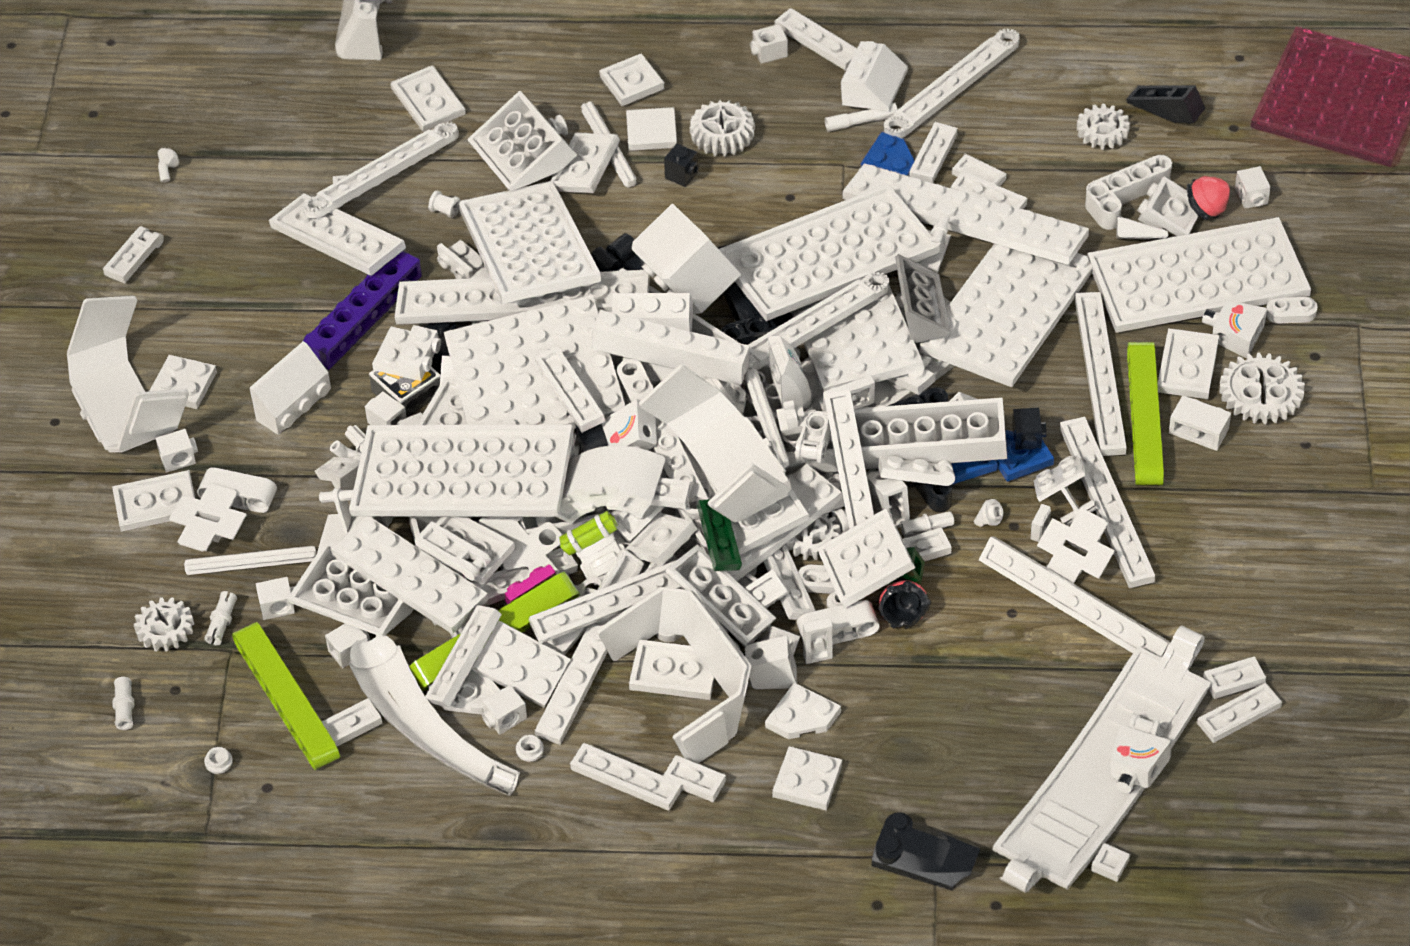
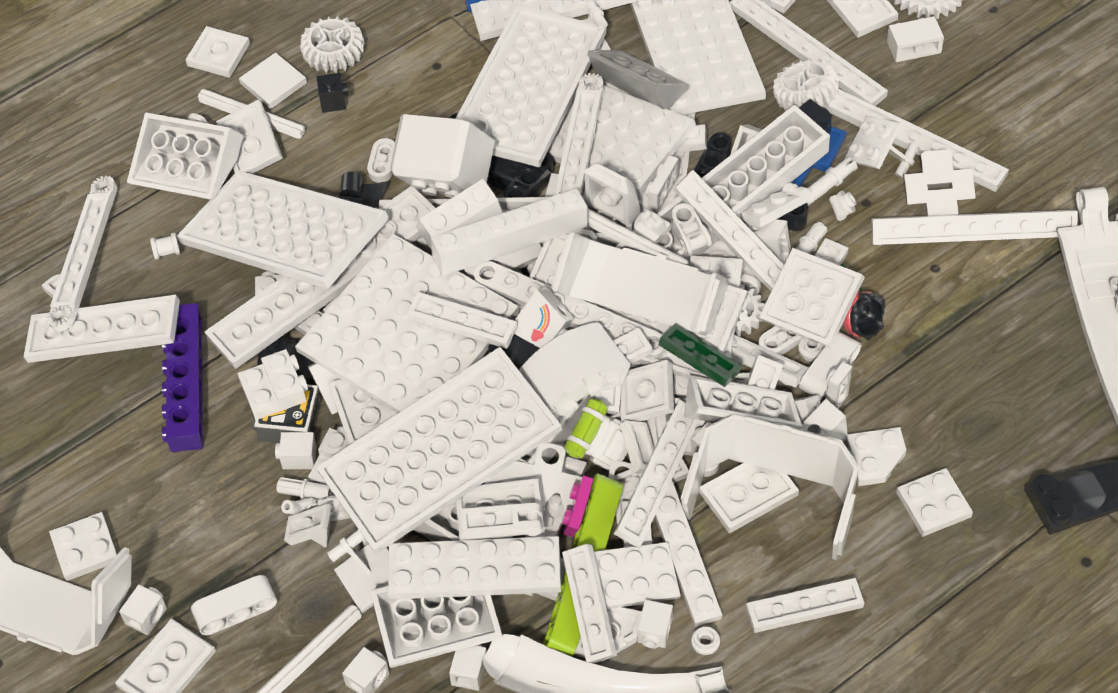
camera: 40 degrees left, 5 degrees up
(214, 520) = (241, 644): white piece -> none
(289, 389) = (198, 487): white slope -> none
(428, 98) = (57, 170): white tile -> none
(460, 260) = (229, 283): white bracket -> none
(696, 778) = (859, 564): white plate -> none
(993, 487) = (832, 177): none -> white pin
(1040, 522) = (888, 186): white tile -> none
(1060, 398) = (806, 81): none -> white gear
(1145, 413) = (871, 57): lime beam -> none

